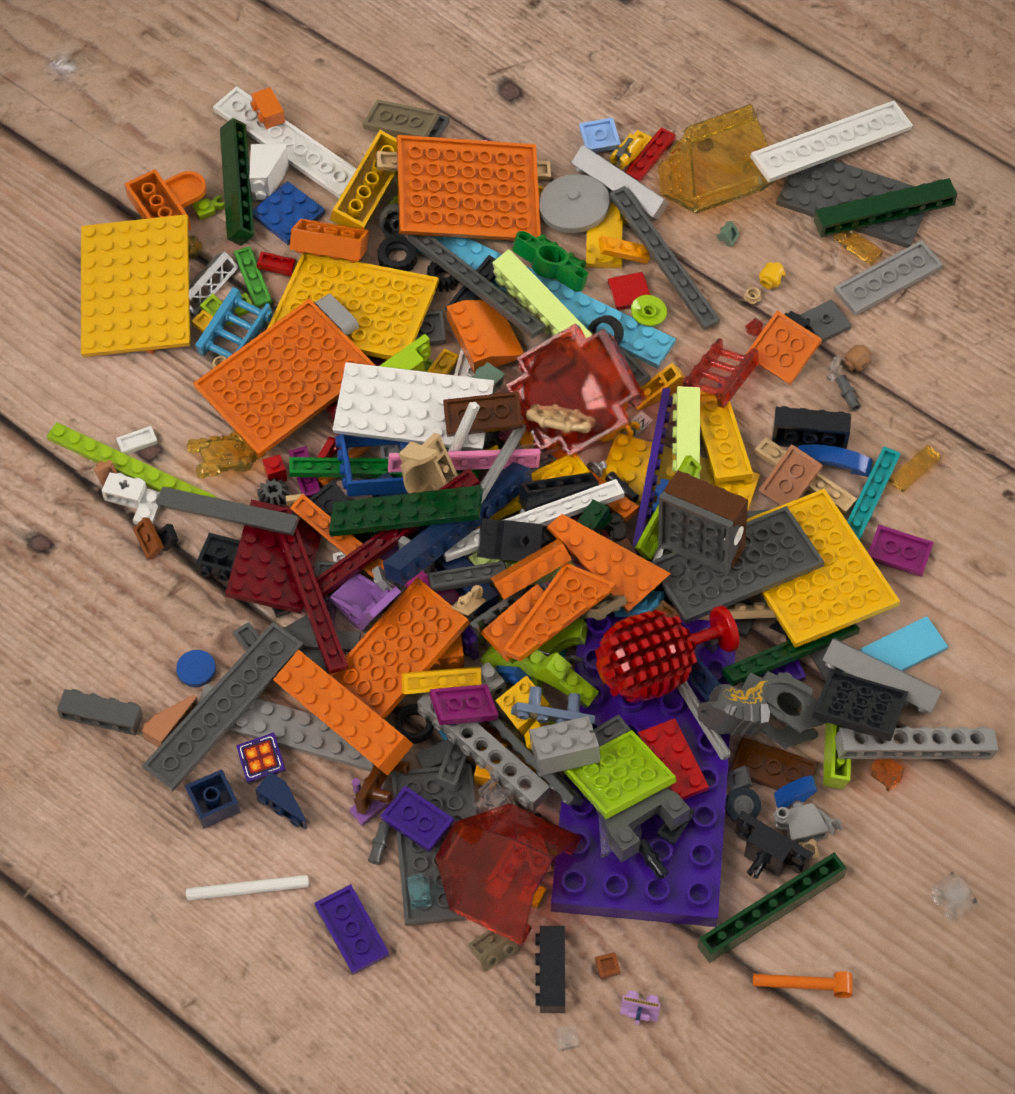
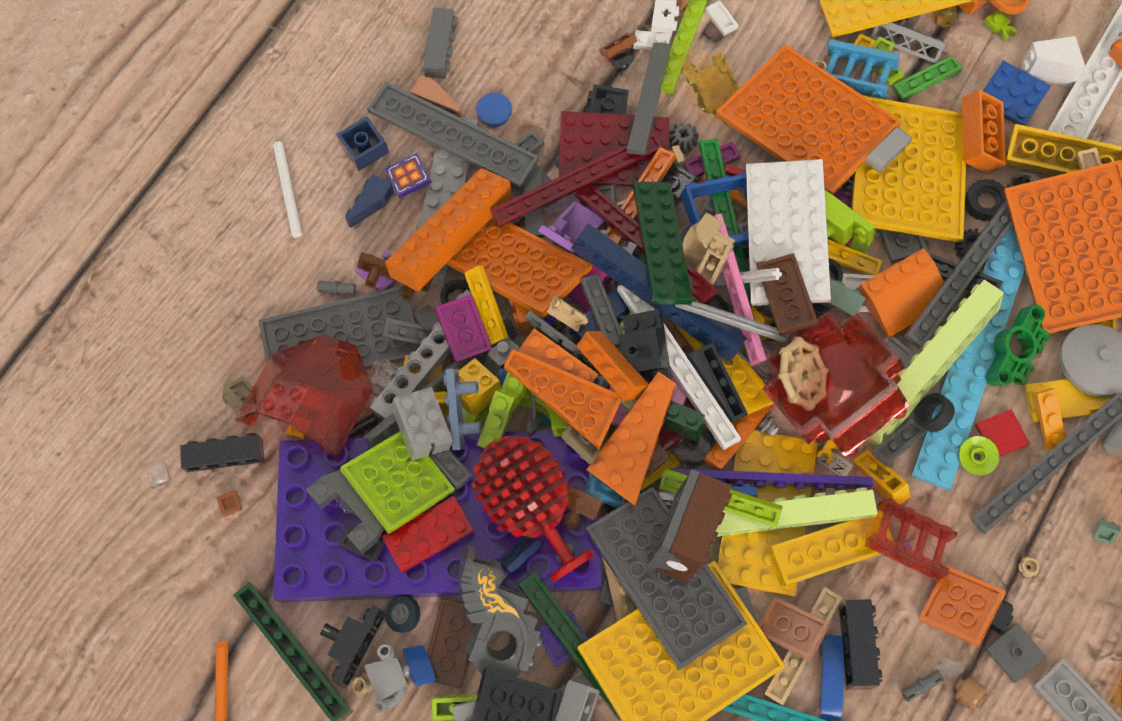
camera: 85 degrees right, 10 degrees up
(236, 182) = (1020, 42): dark green brick -> none
(275, 468) = (709, 130): red brick -> none
(276, 263) = (947, 92): red plate -> none
(351, 929) = (252, 278): dark purple plate -> none
(417, 819) = (356, 312): dark purple plate -> none
(418, 891) = (283, 323): clear light blue brick -> none
(628, 492) = (745, 452): black pin -> none
(639, 1008) = (188, 547): lavender hips -> none
(652, 860) = (319, 525): black pin -> none
(714, 737) = (484, 553): light grey axle -> none
(739, 778) = (429, 607): dark grey plate -> none
(754, 327) = (985, 572): clear red plate -> none
(772, 275) = (1061, 585): yellow head -> none

